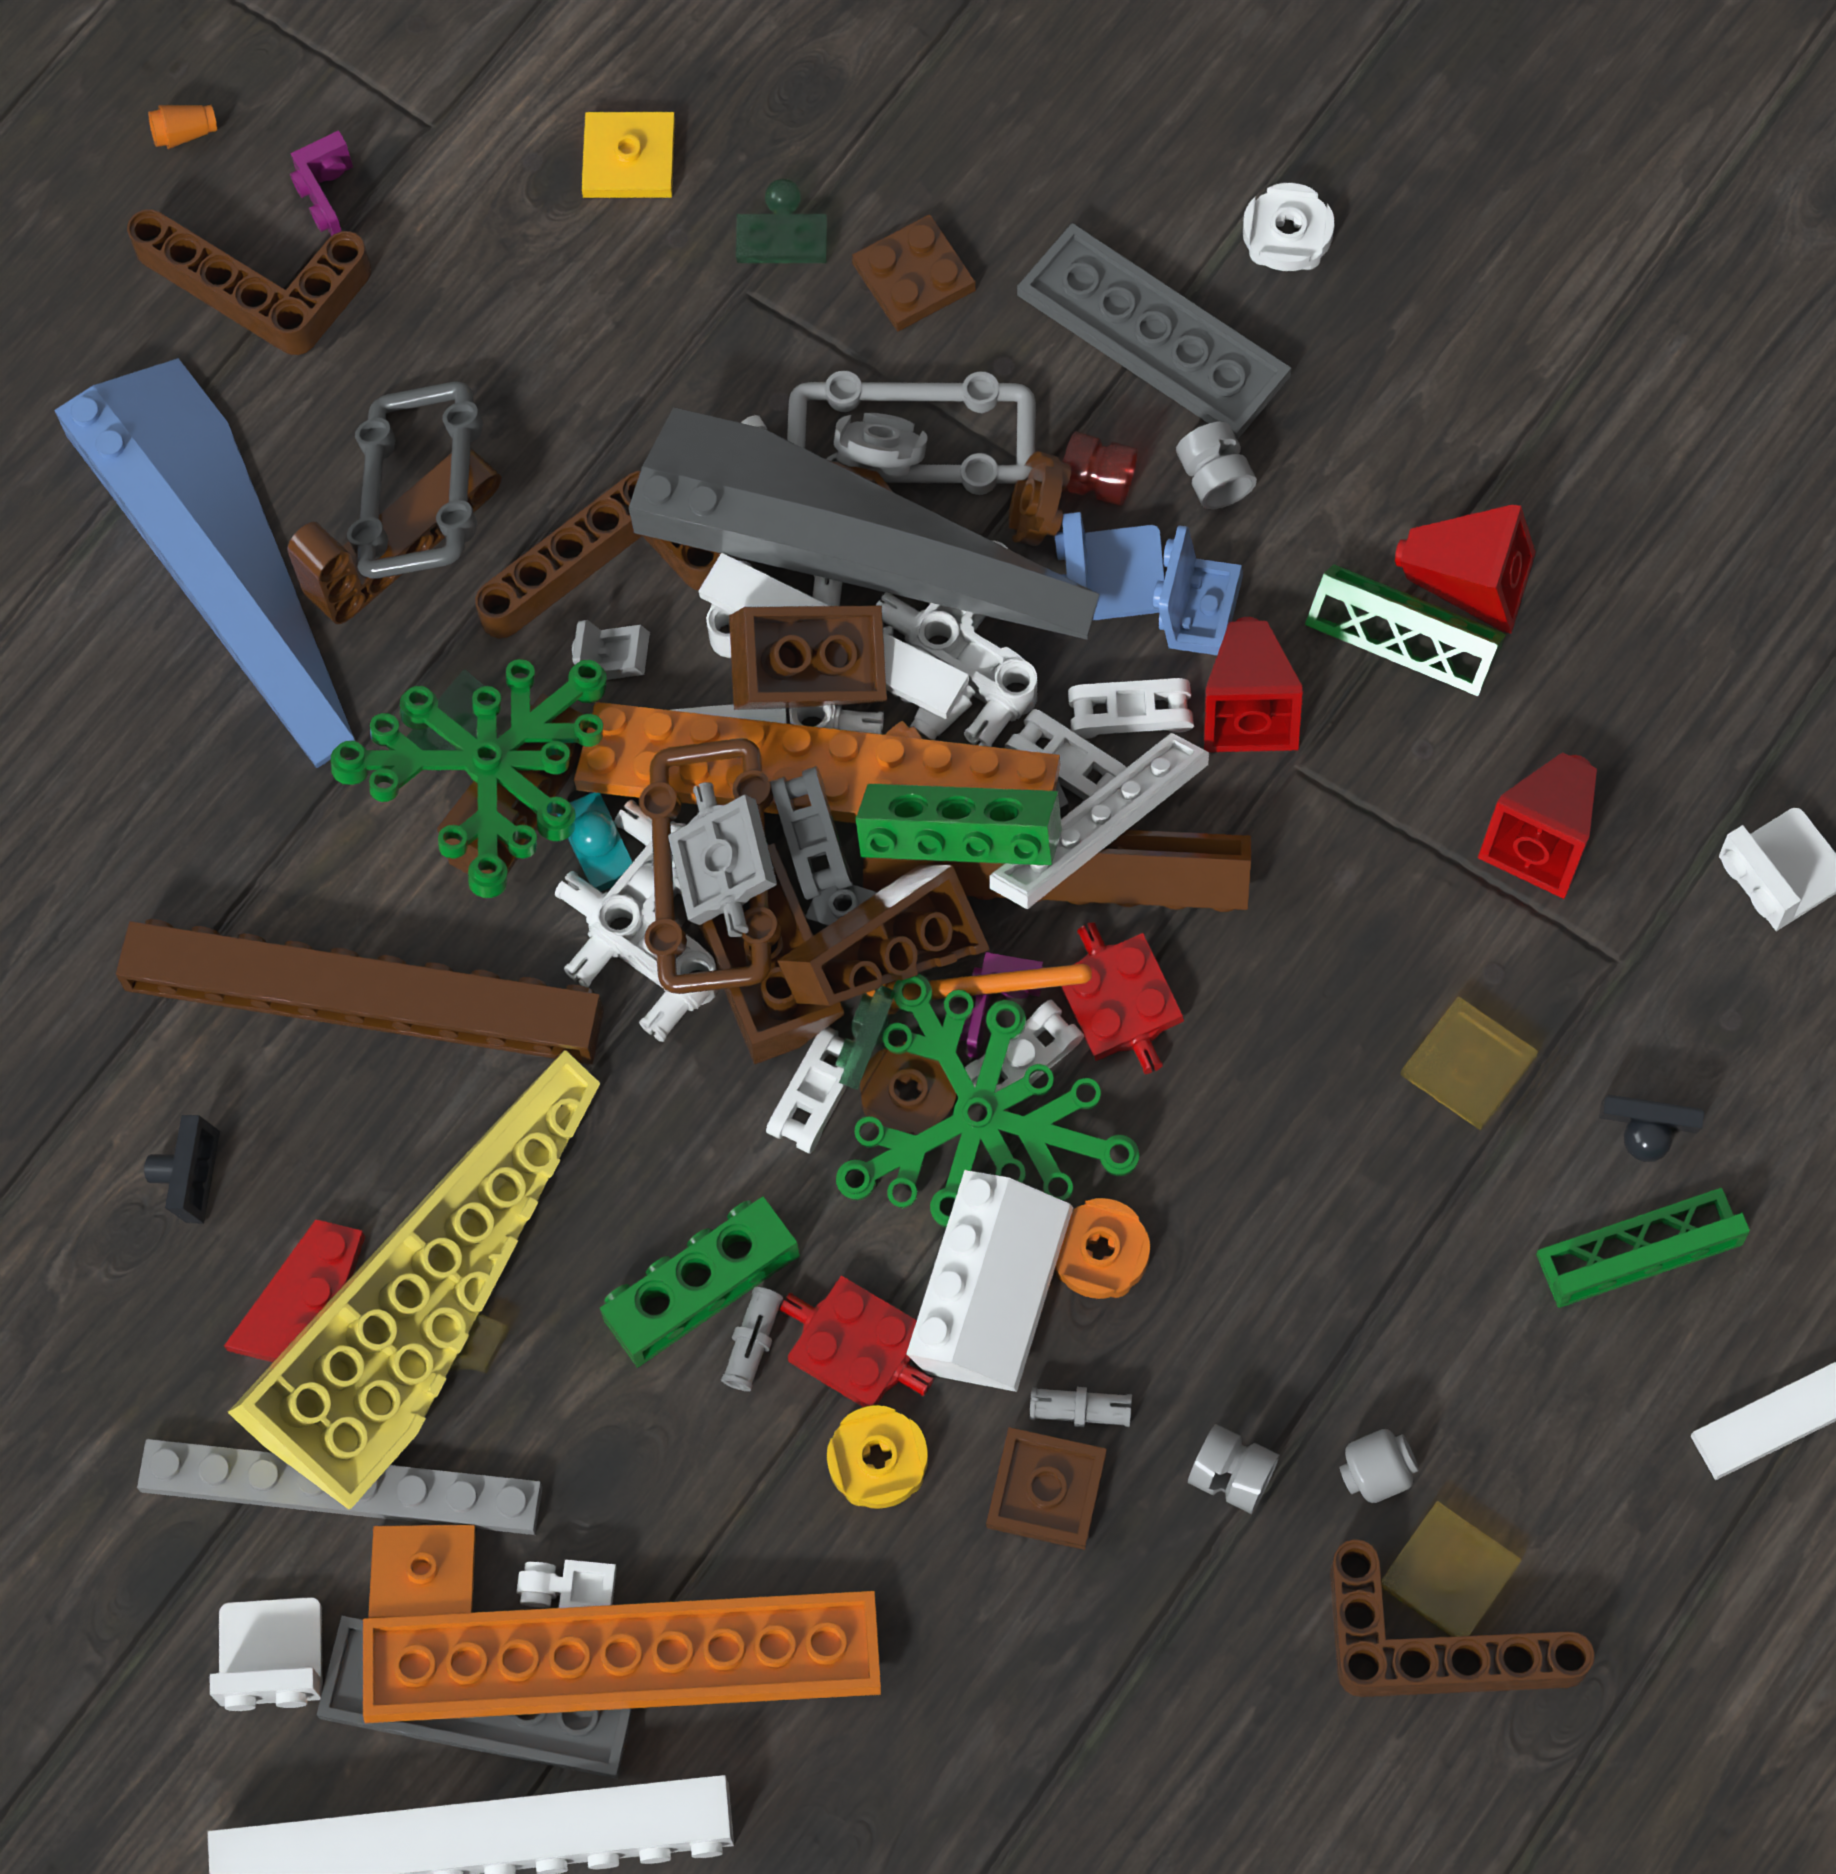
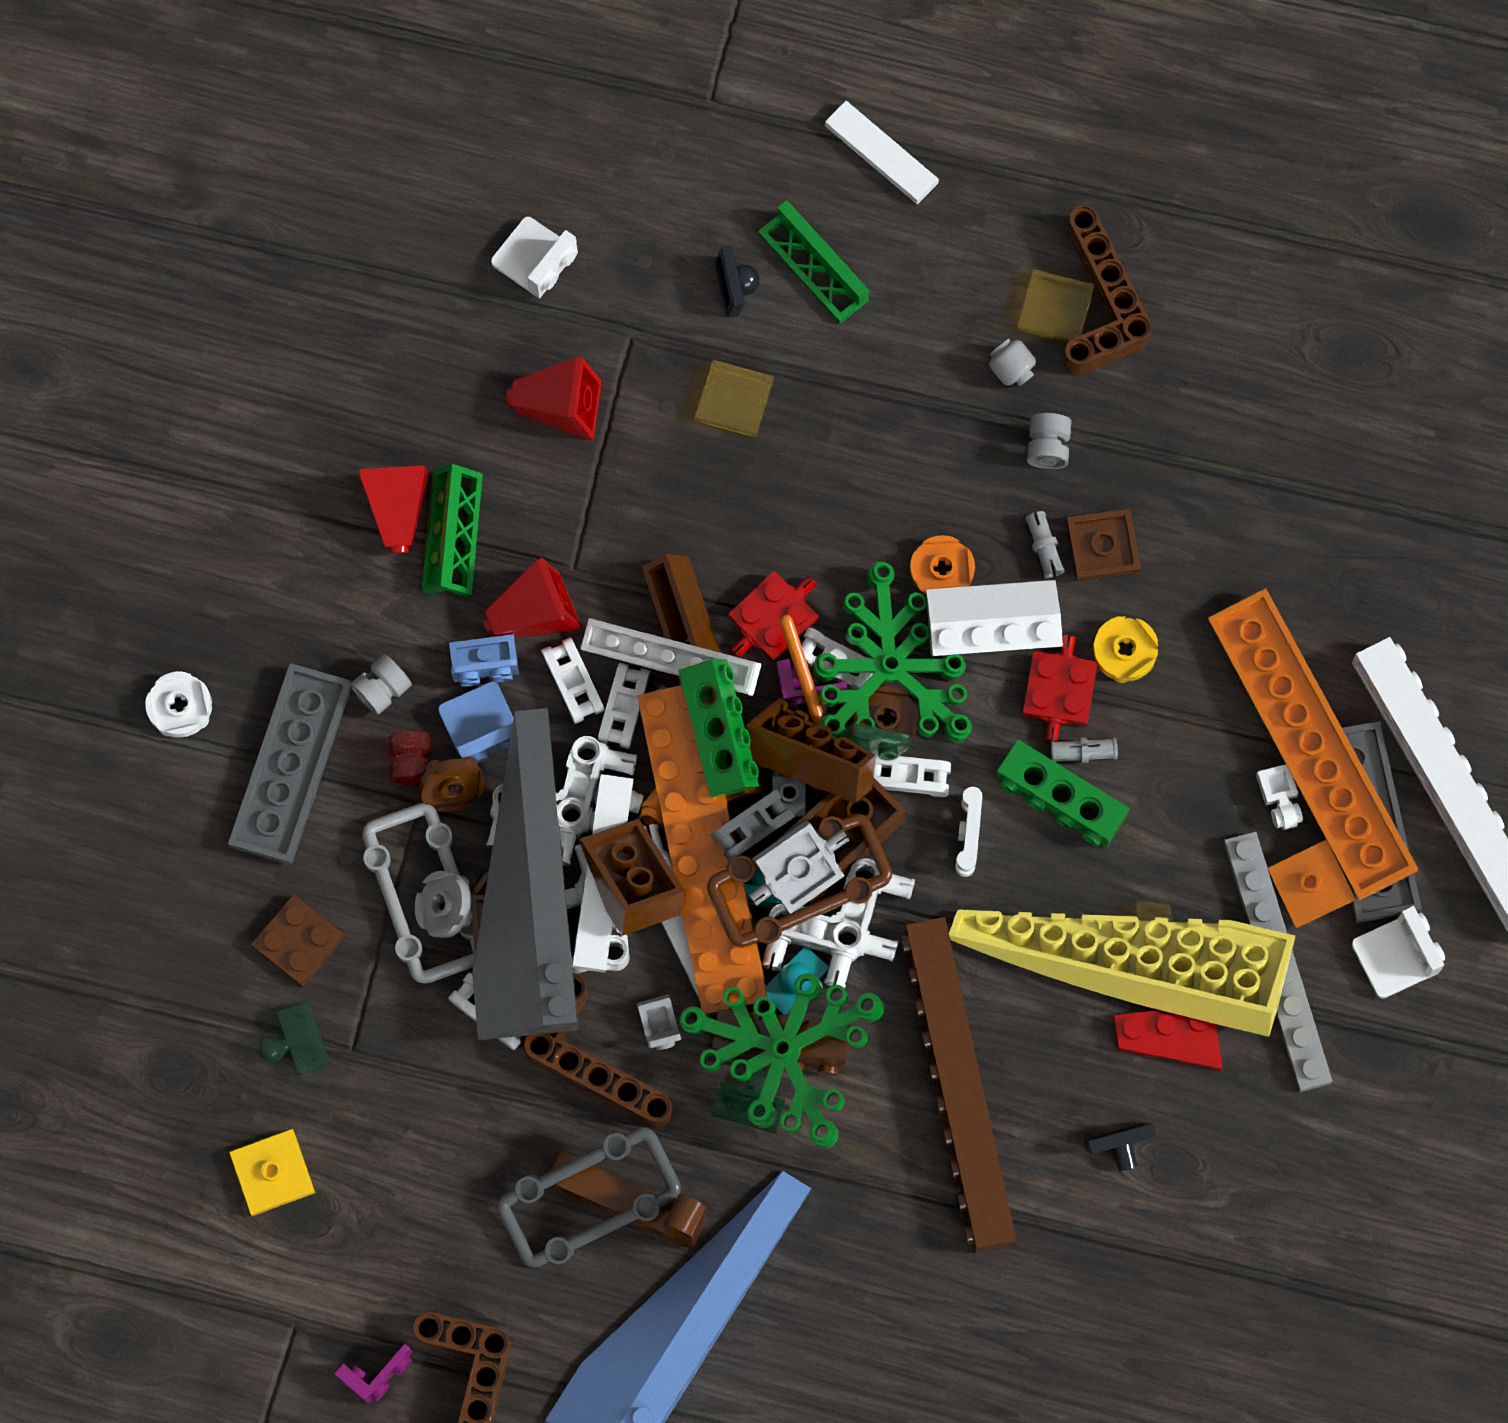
camera: 115 degrees left, 5 degrees up
(699, 1137) = (969, 831): none -> white plate

